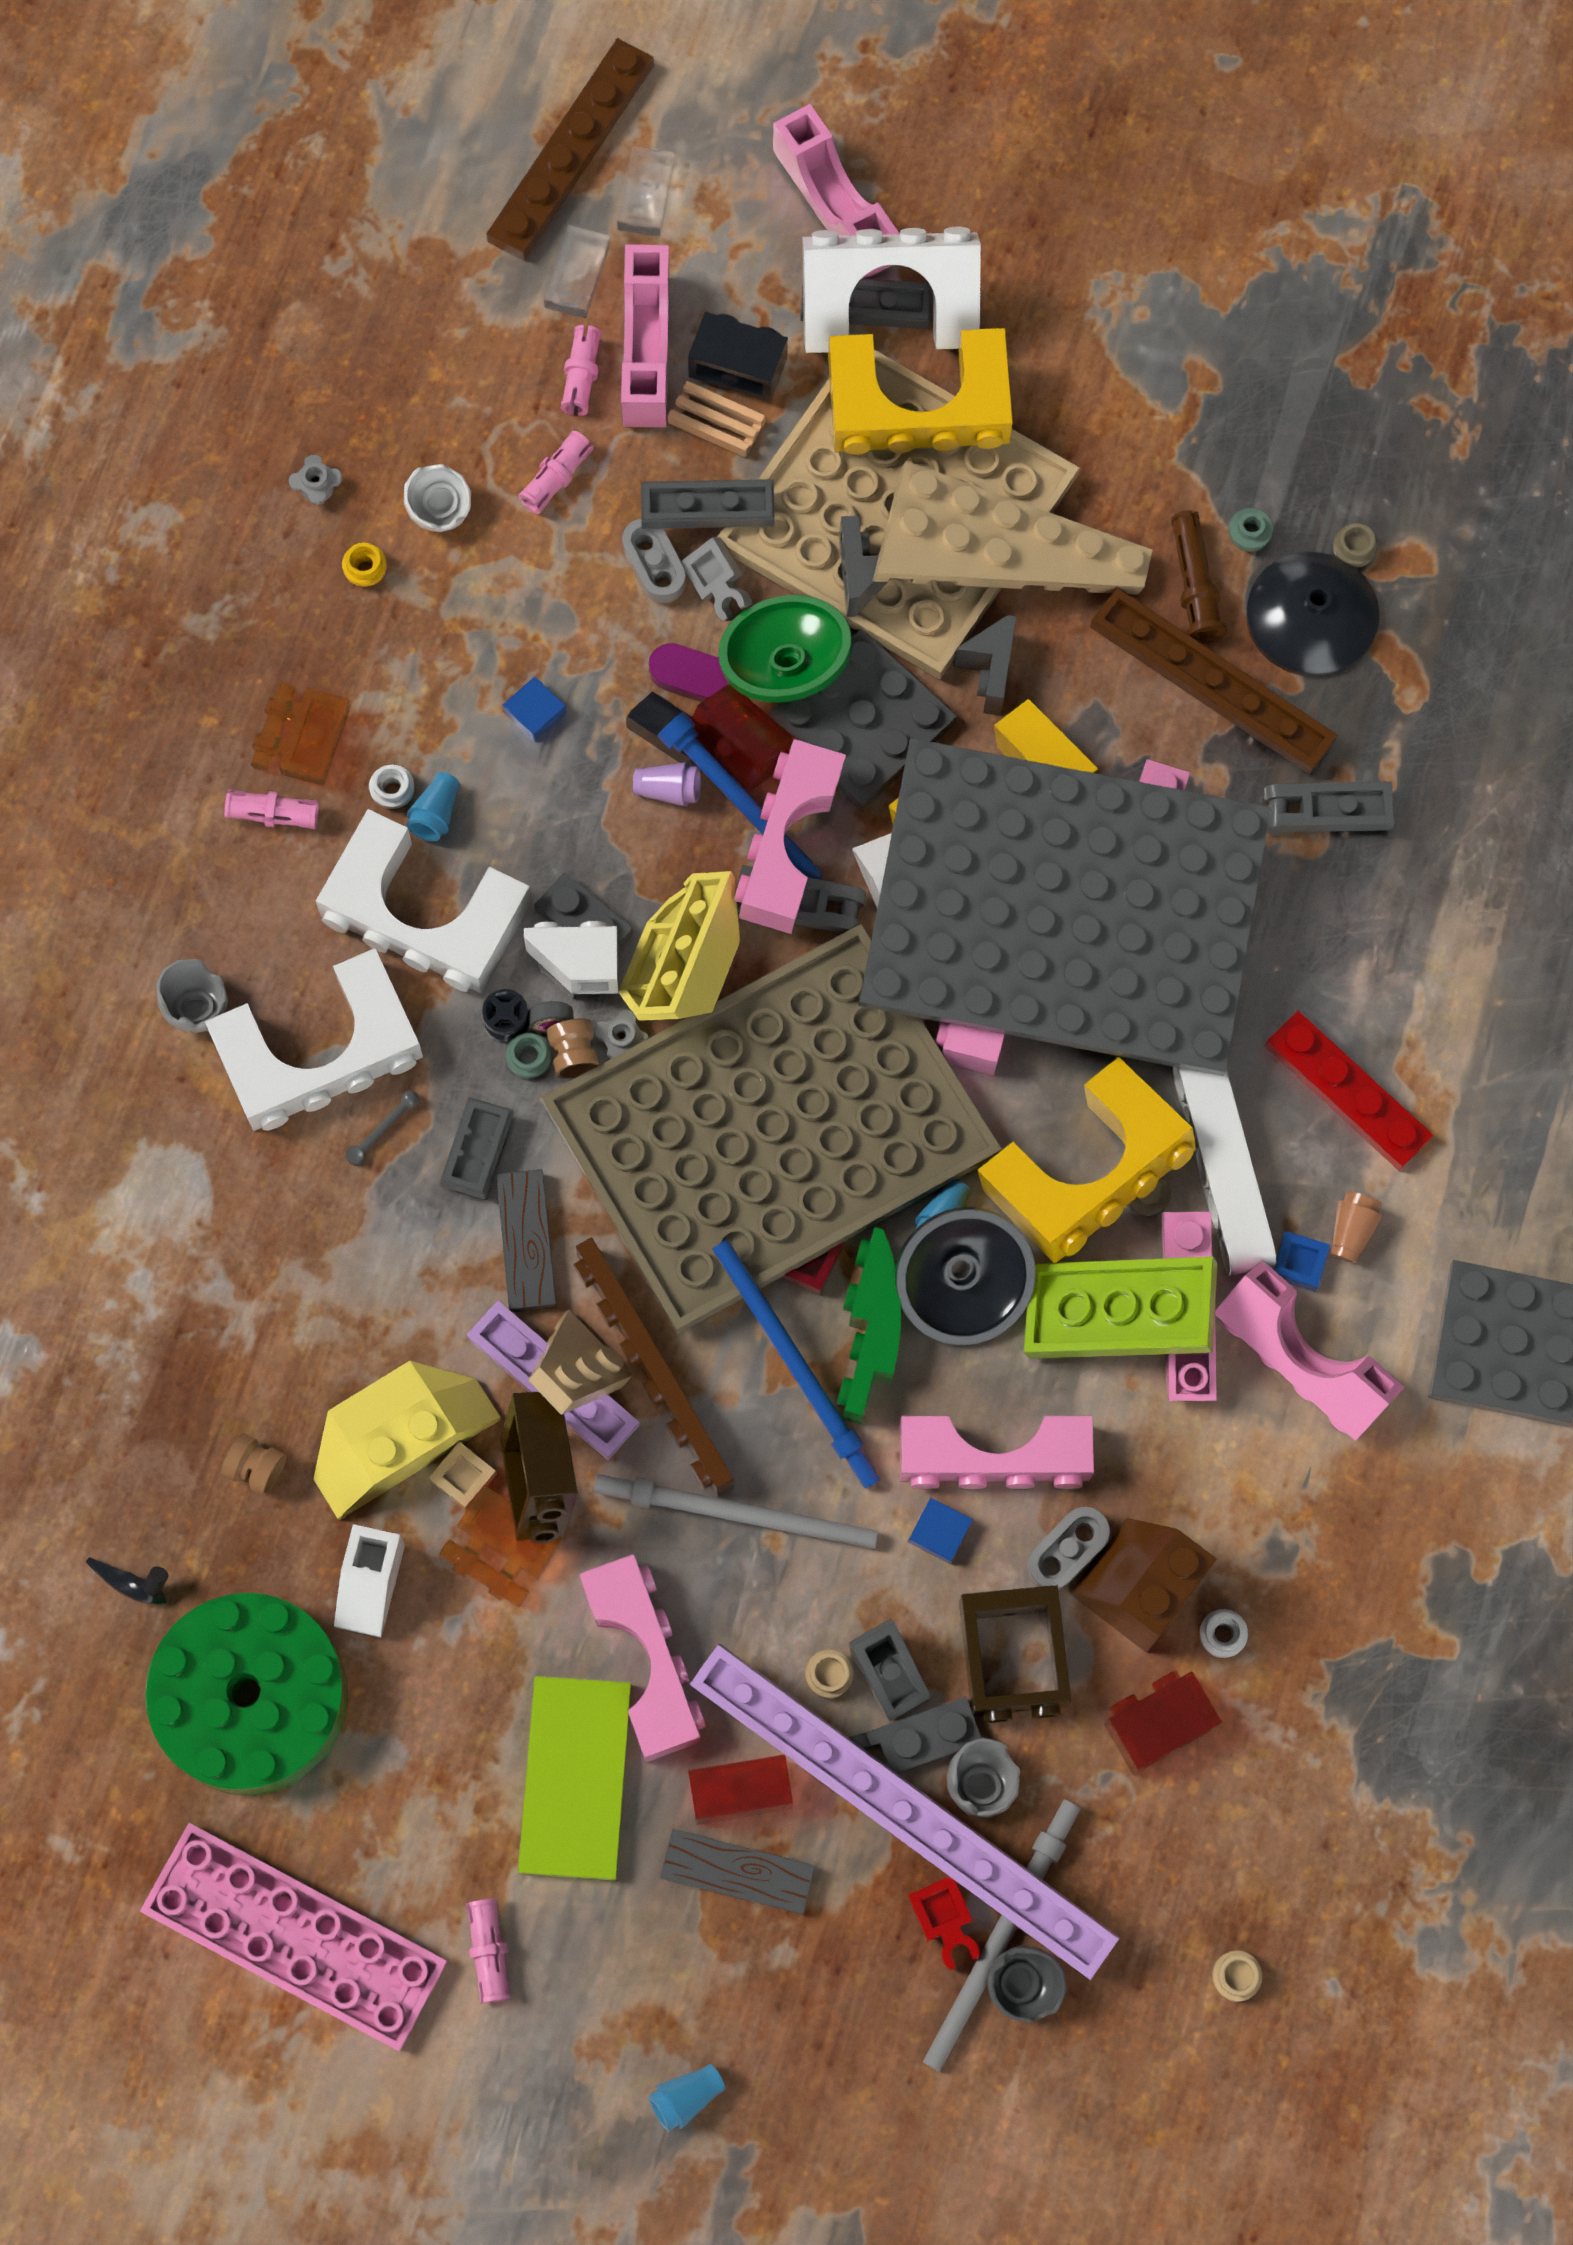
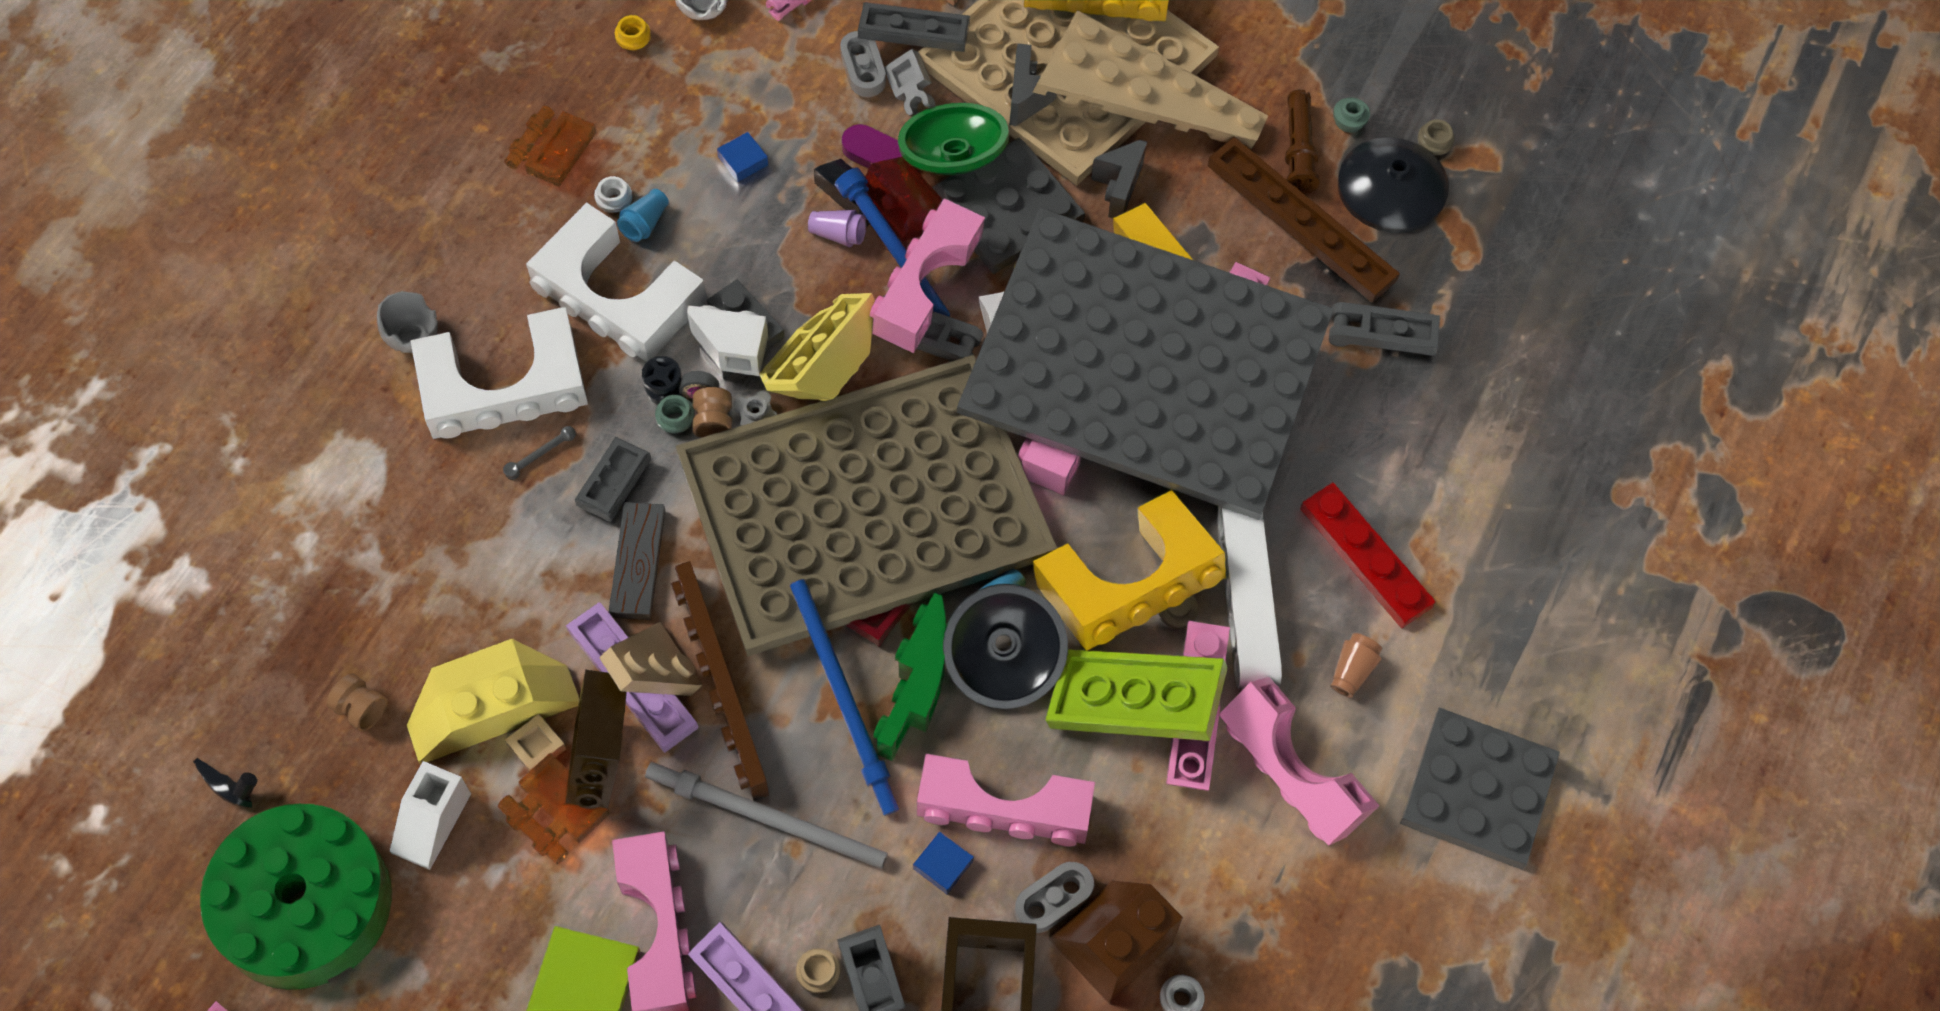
camera: 10 degrees right, 10 degrees down
(271, 809) = (511, 196): bright pink pin -> none
(1301, 1260) = (1304, 686): blue tile -> none

